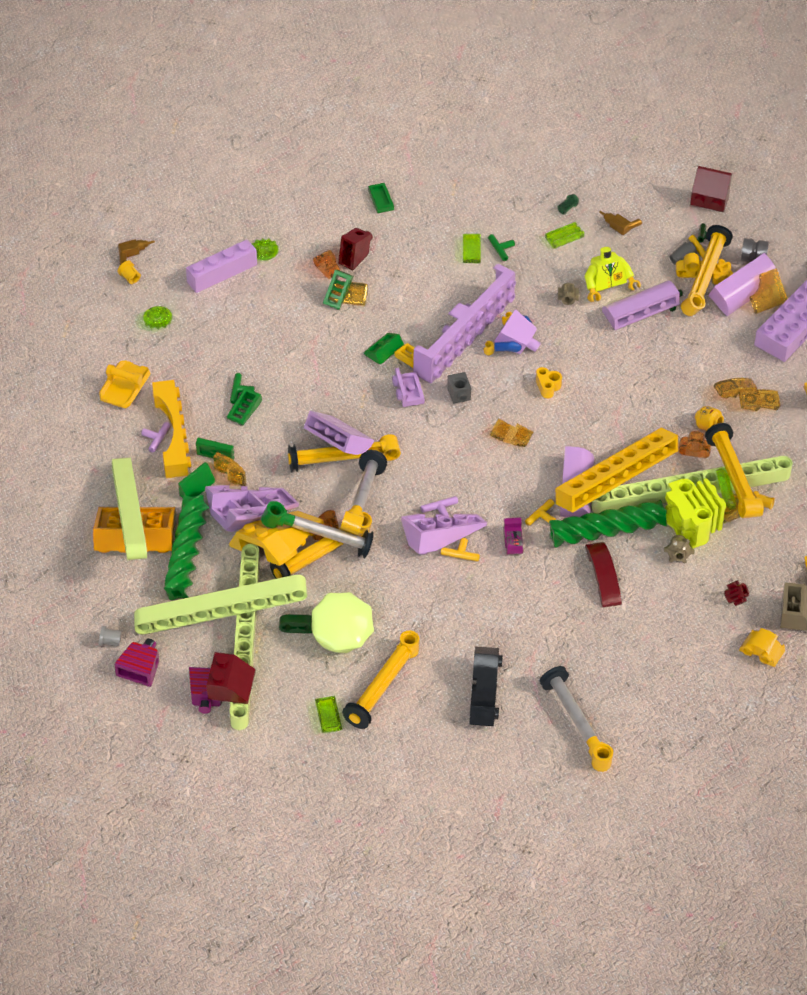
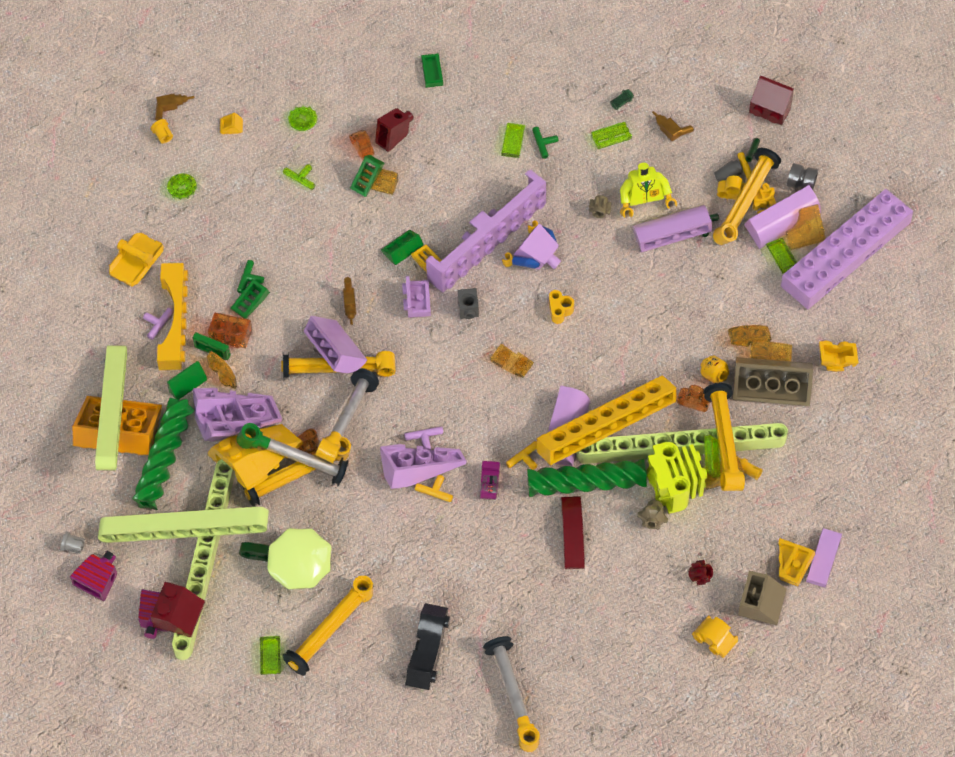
camera: 10 degrees right, 10 degrees up
(193, 258) = (231, 124): none -> yellow slope
(221, 266) = (255, 134): lavender brick -> none
(231, 433) = (231, 326): none -> clear orange brick
(272, 299) = (300, 178): none -> clear neon green piece
(342, 396) = (349, 299): none -> pearl gold piece
(749, 317) = (781, 254): none -> clear neon green tile
(767, 423) = (772, 381): none -> dark tan slope

